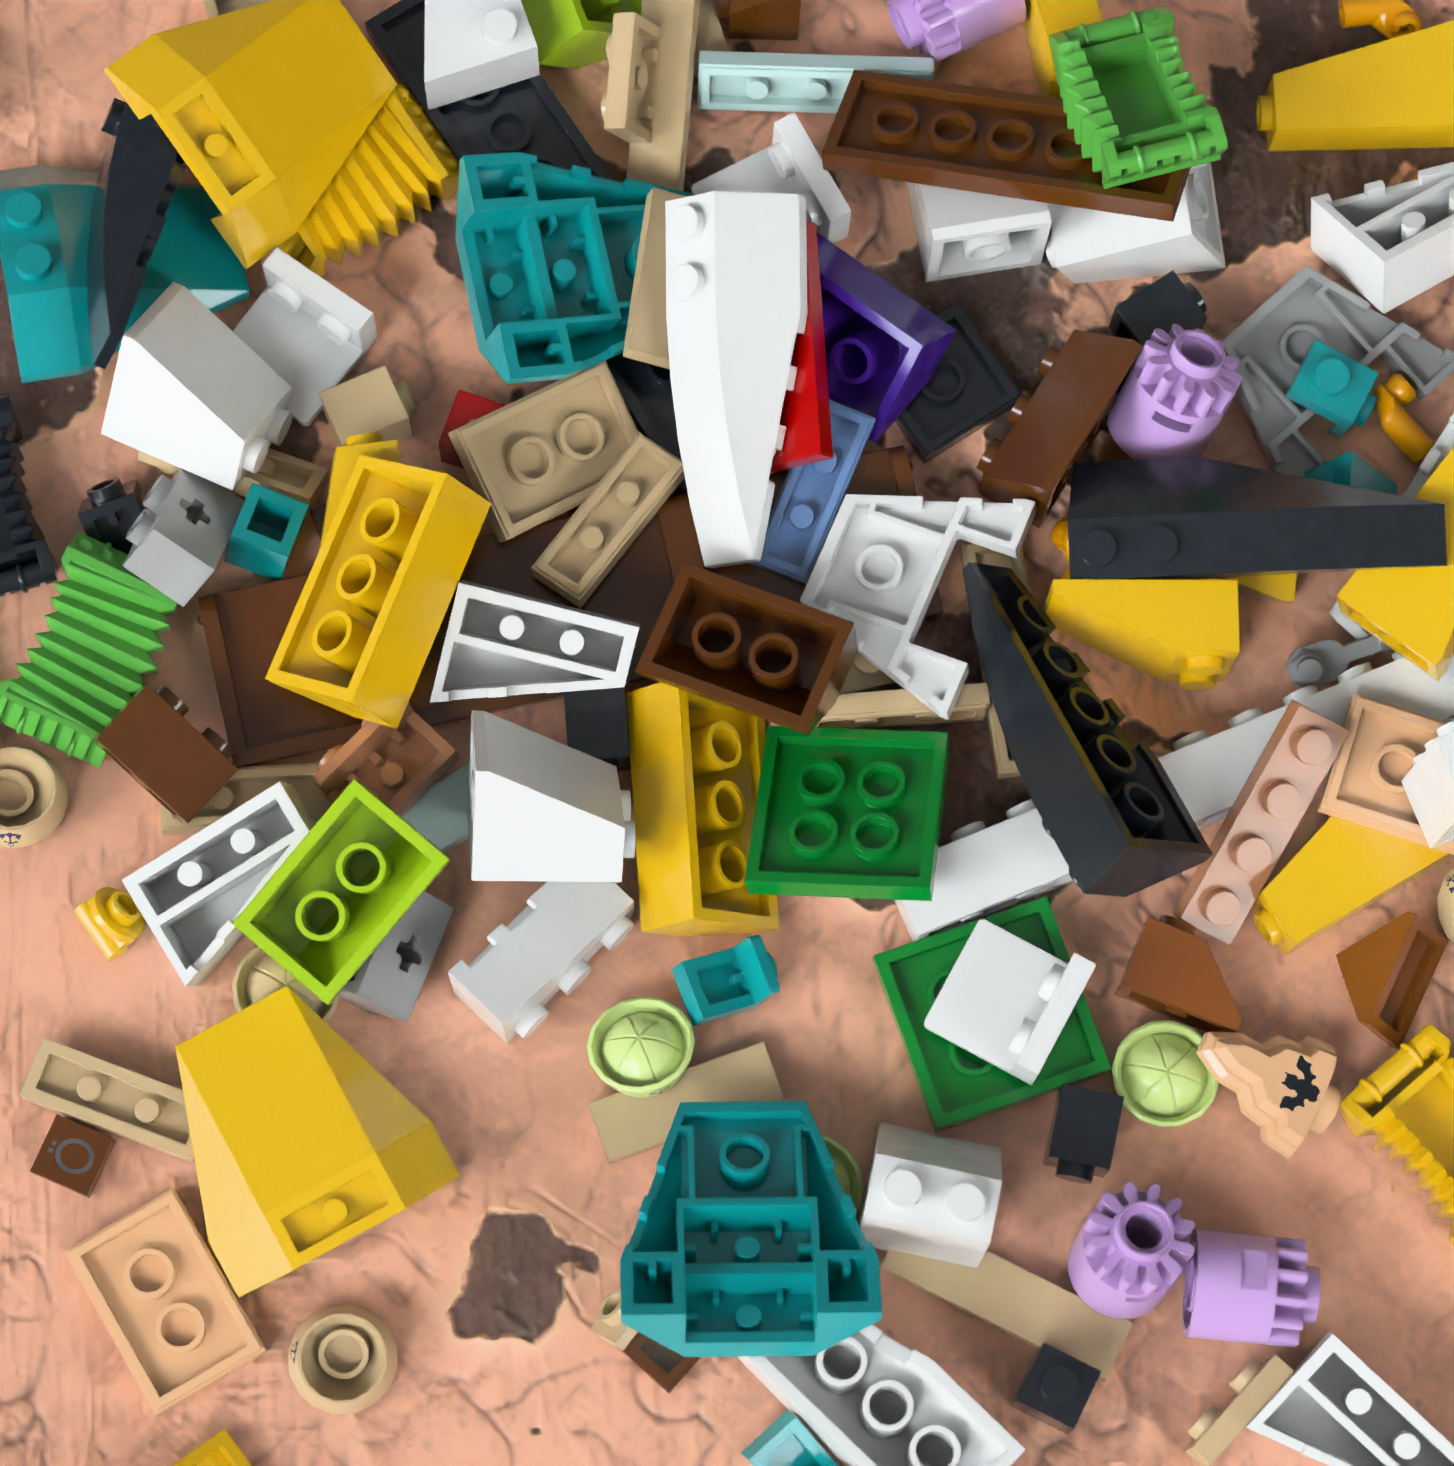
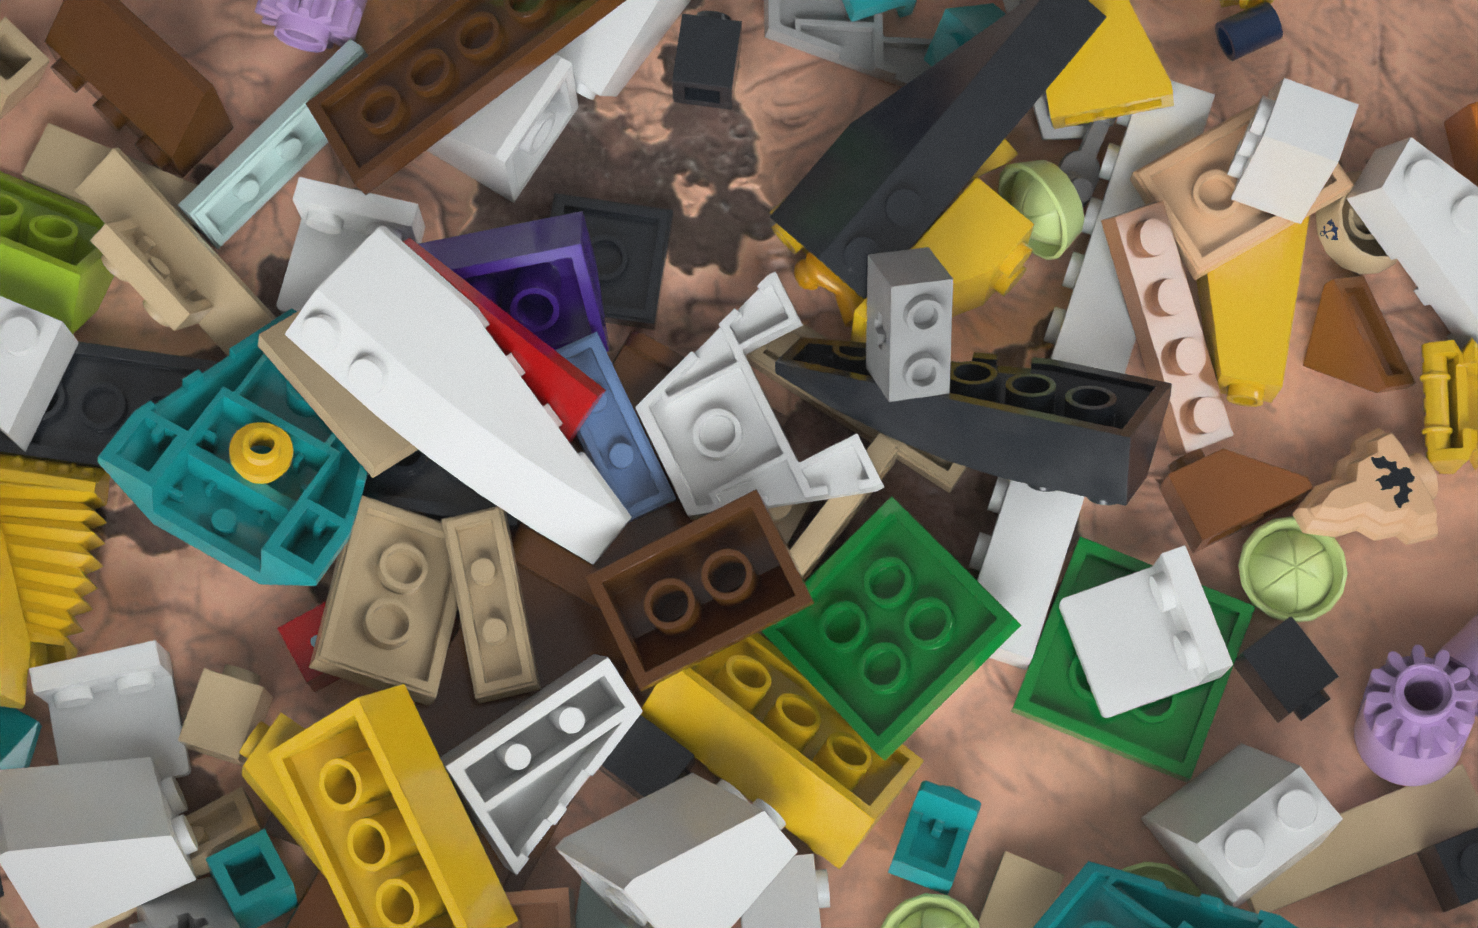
camera: 45 degrees left, 0 degrees up
(562, 276) = (261, 467): none -> yellow plate
(1057, 420) = (720, 199): reddish brown slope -> none
(1075, 623) = (909, 324): none -> light grey brick
(1174, 395) = (783, 99): lavender gear -> none
(1271, 654) = (1048, 201): none -> yellowish green hat

